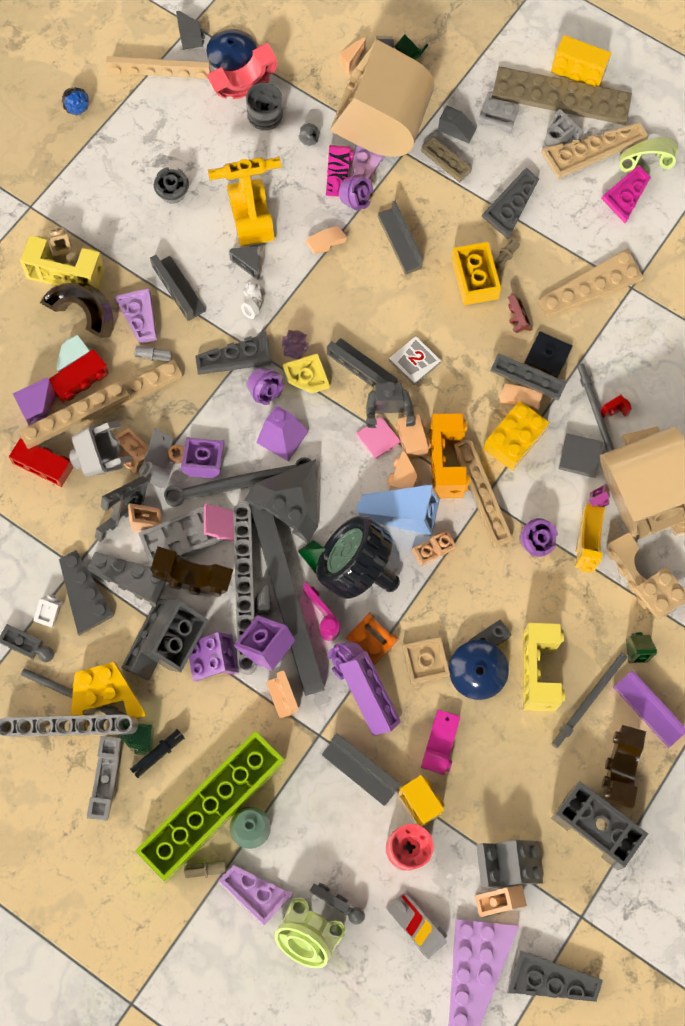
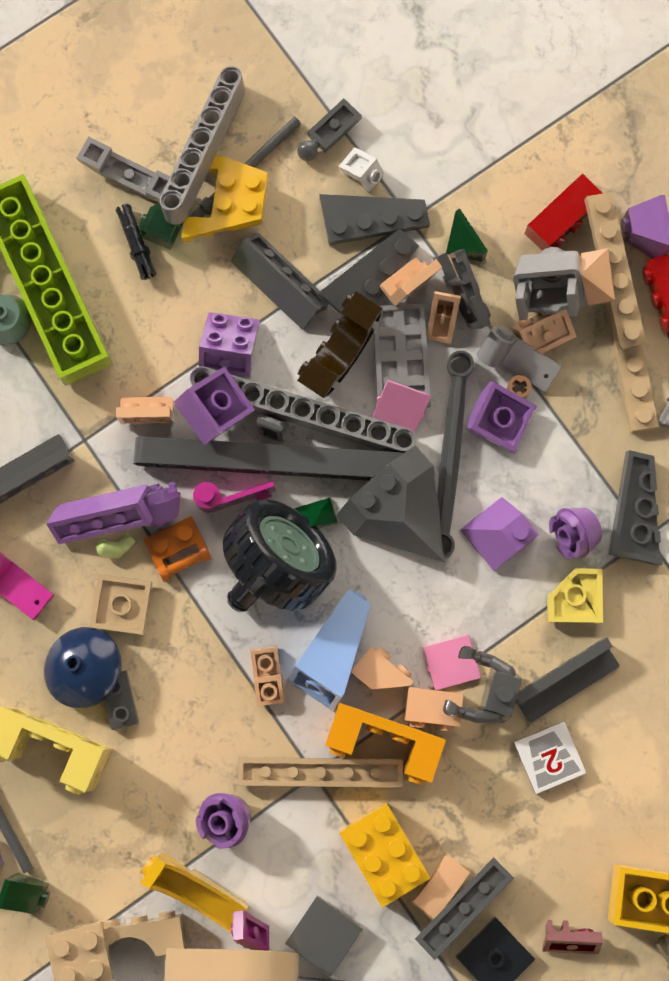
camera: 115 degrees right, 10 degrees up
(80, 523) = (465, 237): none -> dark green slope
(83, 420) = (597, 277): none -> light nougat slope
(124, 545) = (408, 279): none -> light nougat bracket
(174, 635) = (267, 301): dark grey brick -> none
(295, 344) = (618, 600): brick -> none
(389, 680) = (114, 549): none -> yellowish green arm

